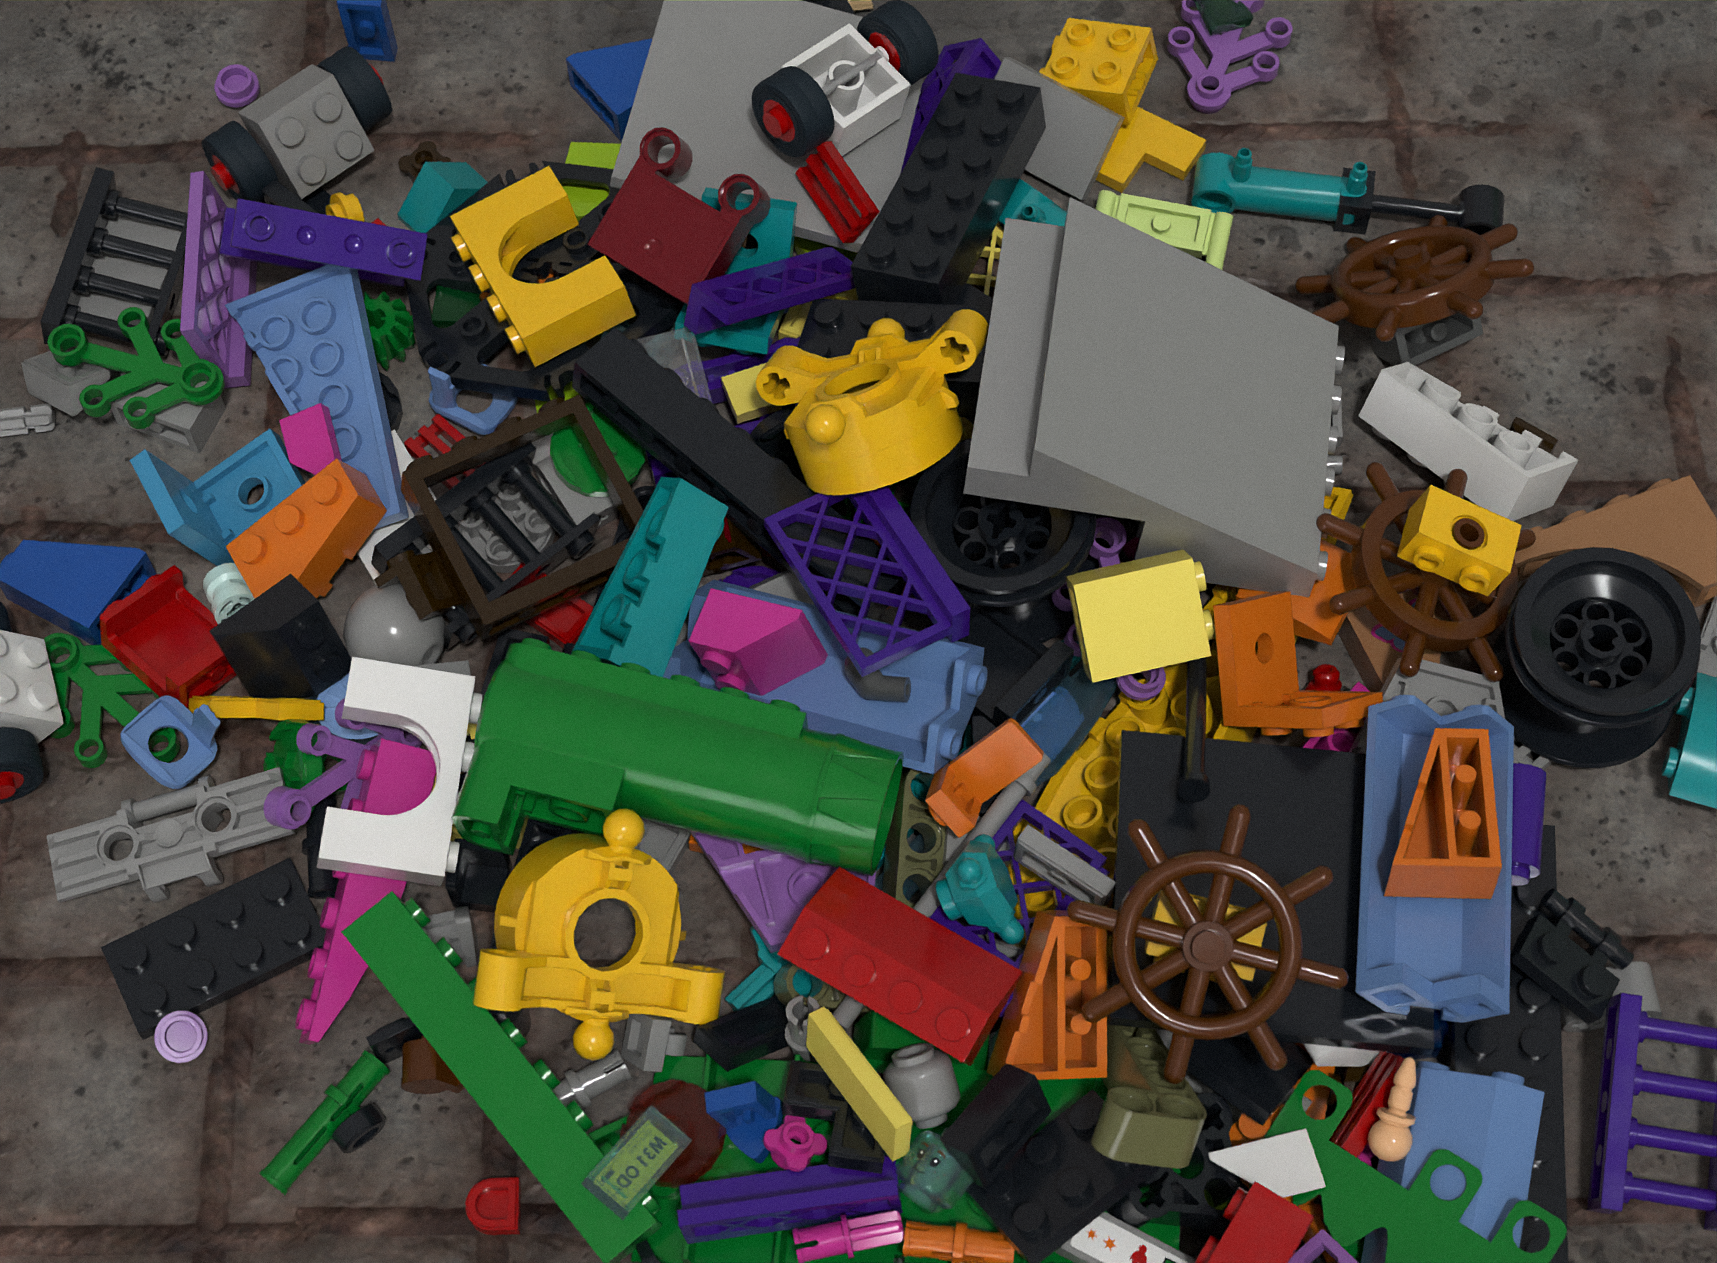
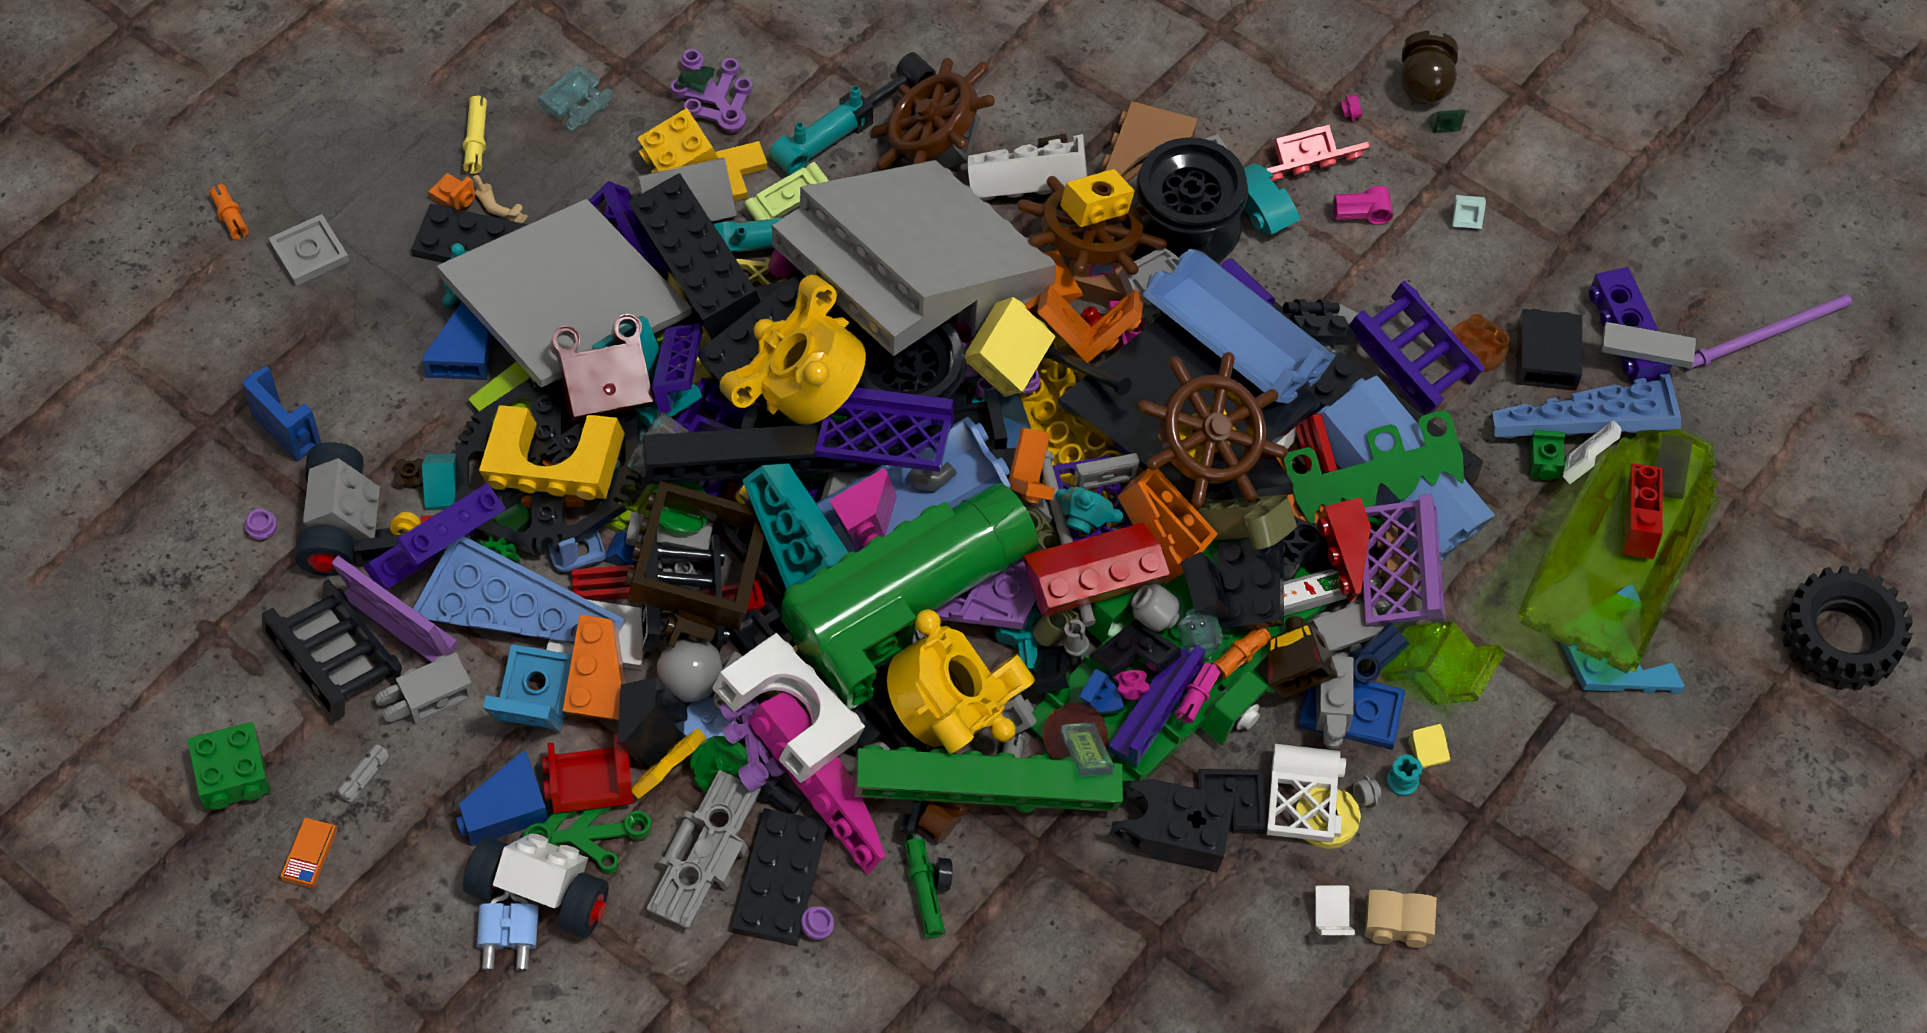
camera: 55 degrees left, 5 degrees down
(59, 383) = (371, 725): light grey slope -> none
(140, 369) = (412, 674): green plant -> none
(197, 728) = (659, 800): medium blue piece -> none
(226, 591) = (588, 732): light aqua wheel -> none
(310, 439) = (542, 630): dark pink tile -> none
(495, 1206) = (1035, 845): red tile -> none
(744, 397) = (711, 419): light yellow tile -> none
(833, 198) = (647, 308): red tile -> none
(847, 82) = (595, 242): brick -> none
(859, 1083) = (1134, 629): light yellow tile -> none
(1278, 1163) = (1313, 500): white sticker -> none
(1390, 1136) = (1342, 447): light nougat bar -> none
(1452, 824) = (1230, 304): orange wedge -> none

